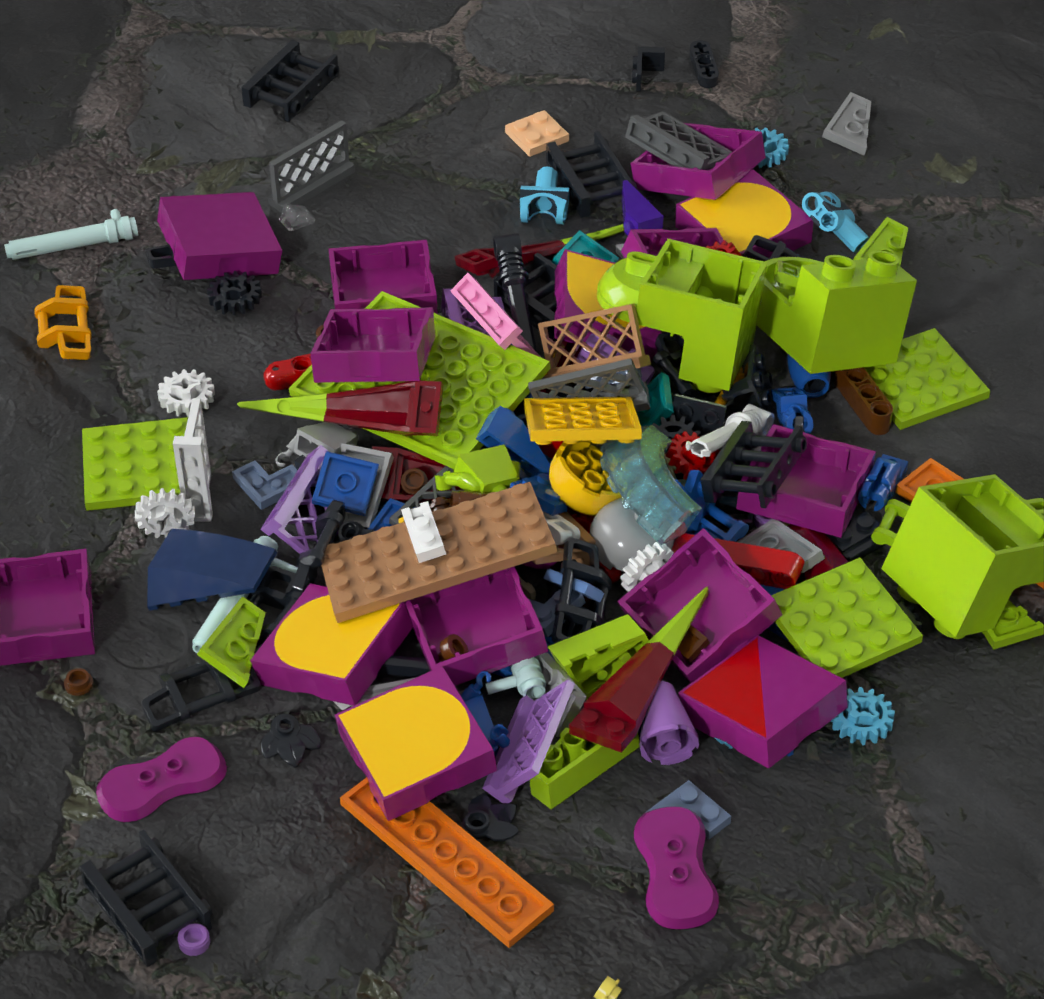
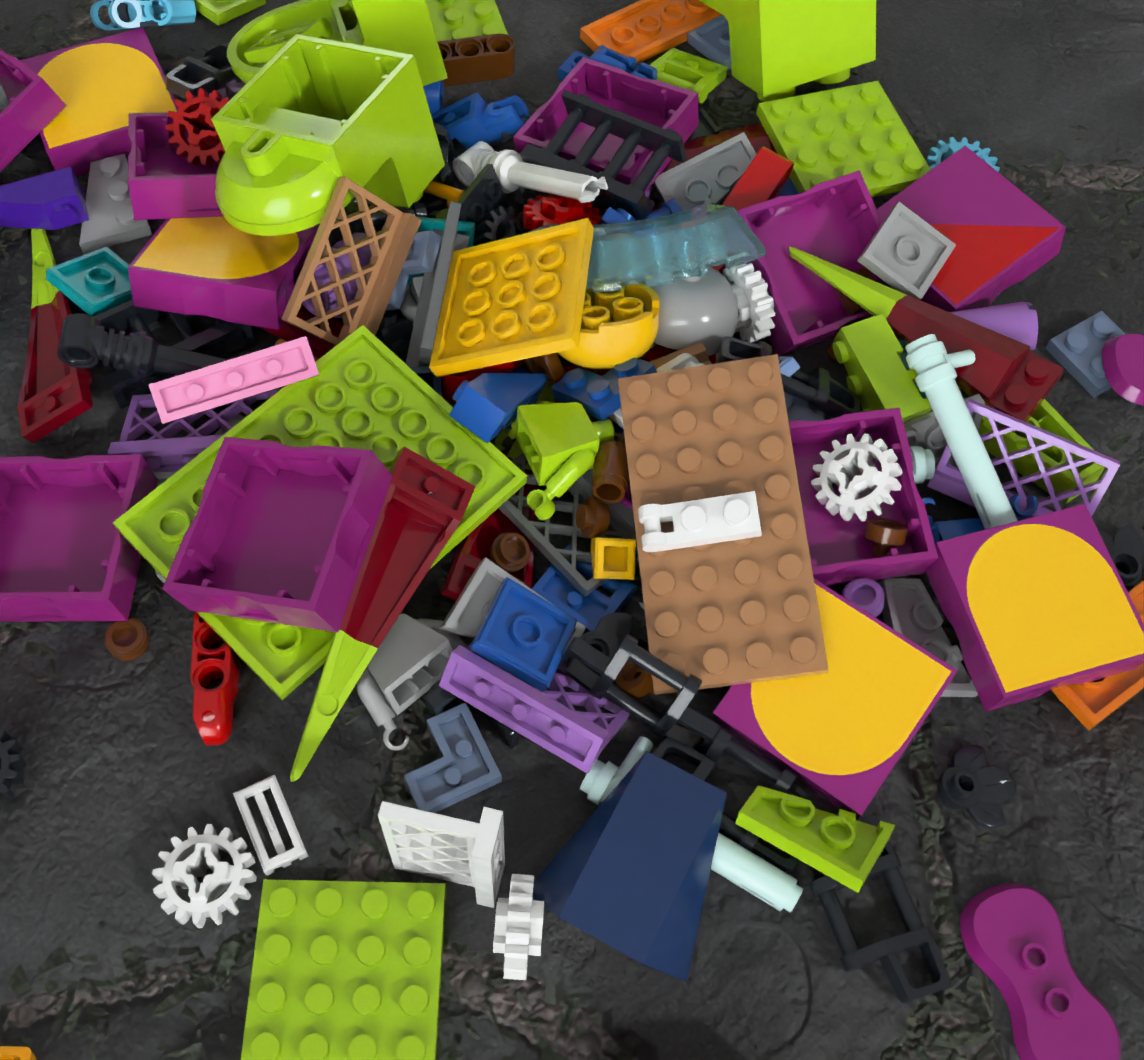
camera: 85 degrees left, 15 degrees up
(226, 416) = (283, 857): none -> white tile
(408, 655) = (866, 595): none -> medium lavender tile
(487, 622) = (864, 491): none -> white gear
(575, 654) = (937, 380): none -> light aqua cylinder
(713, 647) = (906, 252): none -> light grey plate

